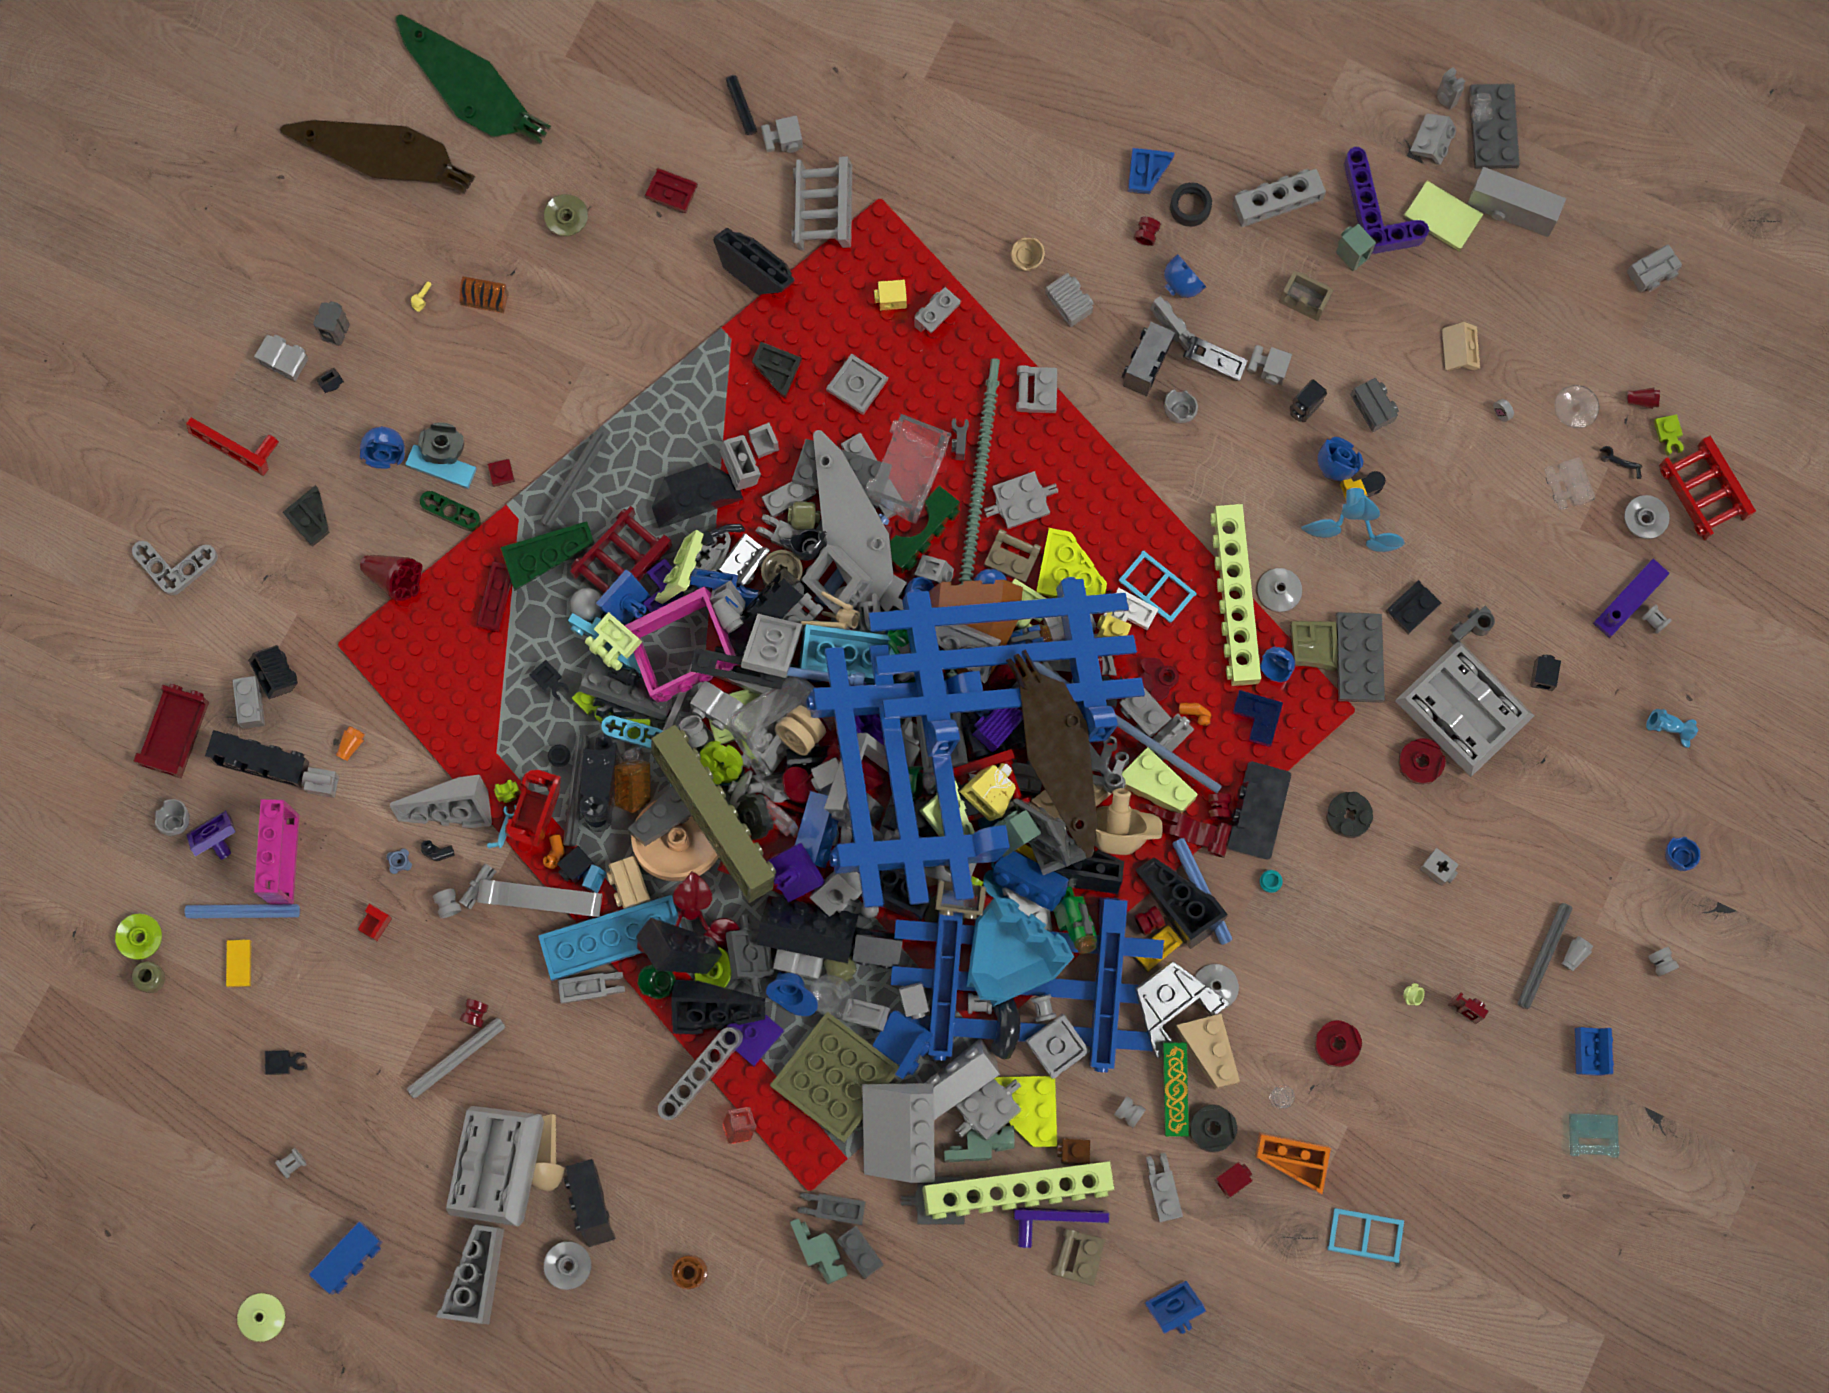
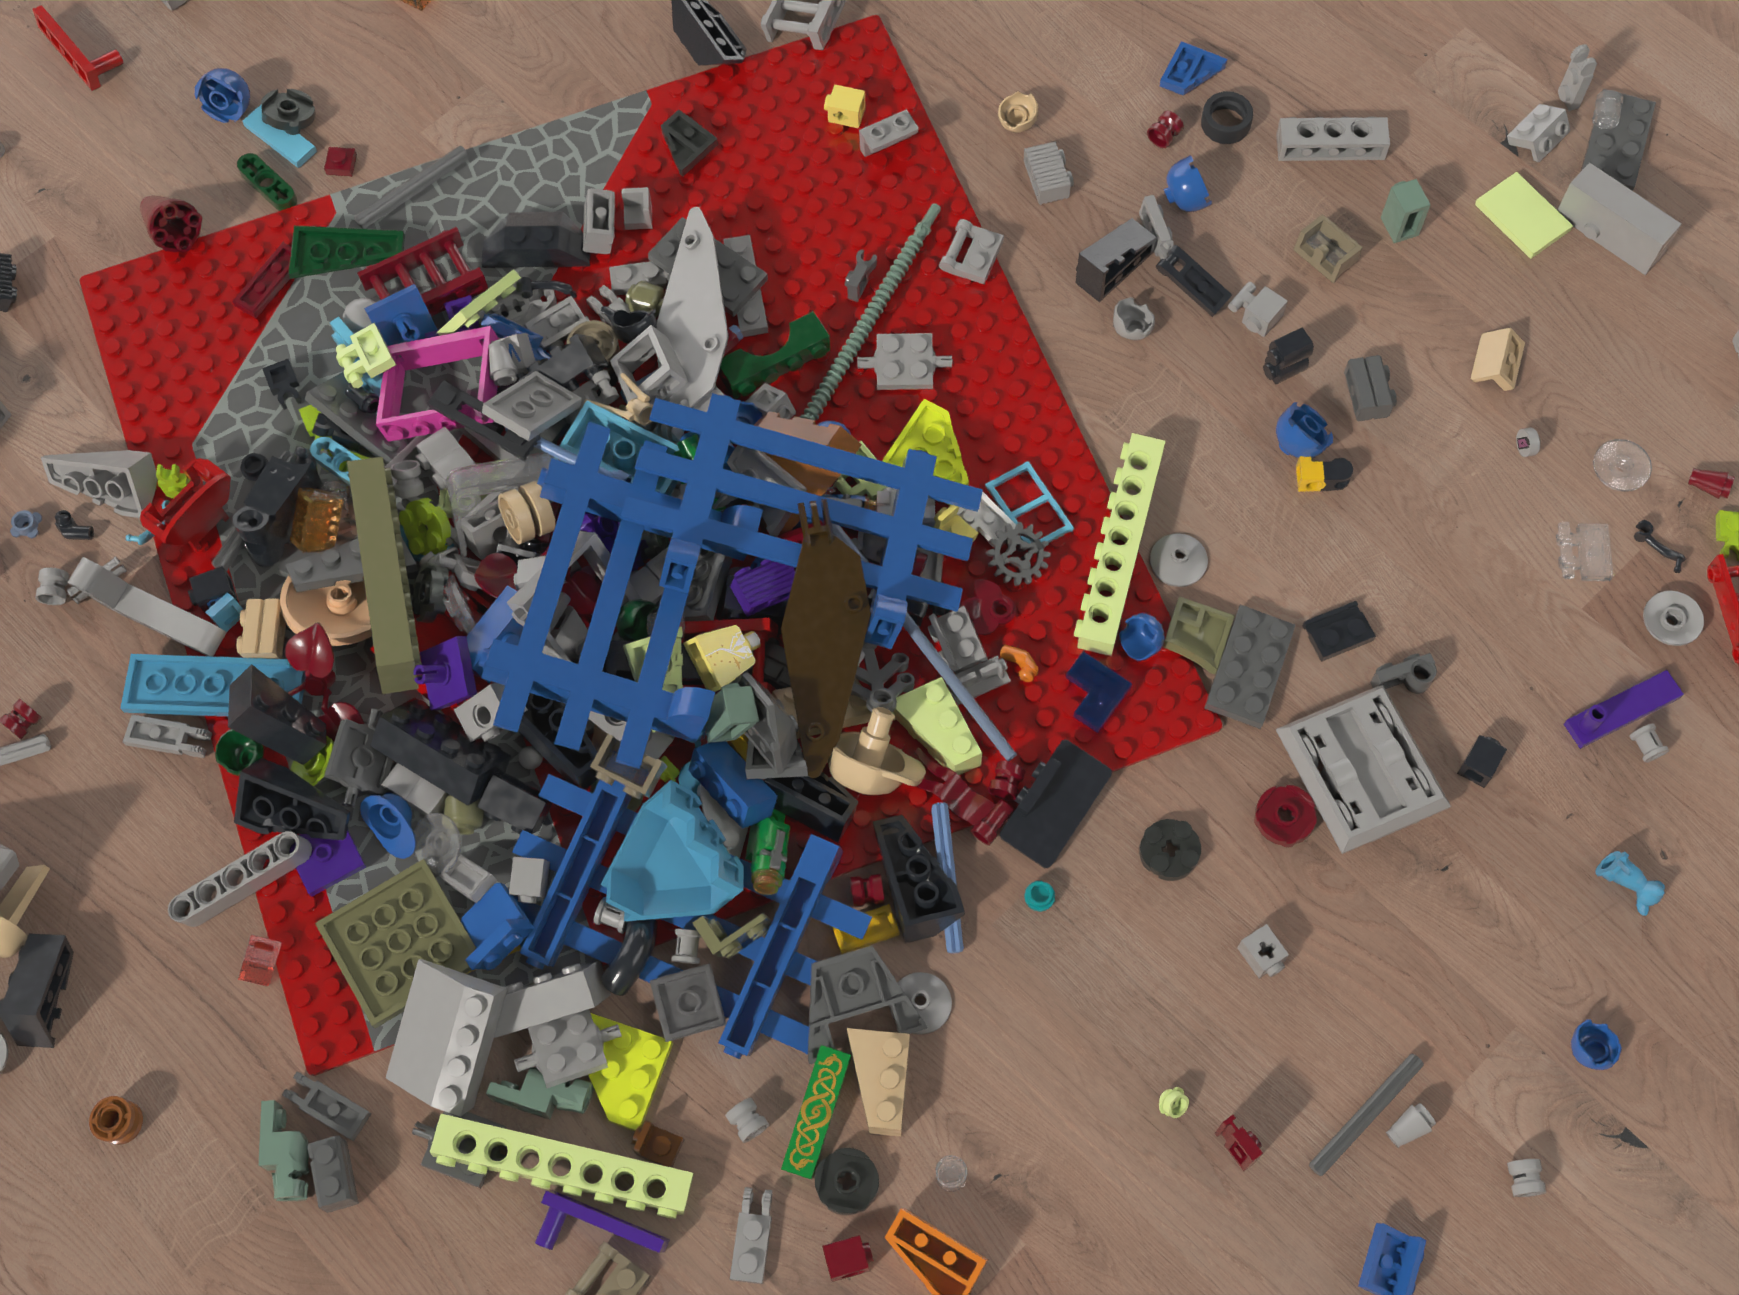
camera: 25 degrees right, 10 degrees down
(309, 516) = (115, 141): pearl dark grey wing -> none
(330, 381) = (205, 19): black plate -> none
(350, 743) = (38, 380): orange cone -> none
(556, 854) = (203, 565): orange arm -> none
(857, 384) = (768, 184): light grey plate -> none
(909, 467) = (786, 281): clear windscreen -> none
(1011, 563) = (864, 425): dark tan plate -> none
(1077, 996) = (714, 934): none -> olive bracket
(1159, 623) = (1014, 542): none -> dark grey gear
(1344, 1031) = (1064, 1118): dark red plate -> none
(1357, 507) = (1305, 480): dark azure plant -> none
(1372, 210) = (1449, 215): dark purple beam -> none

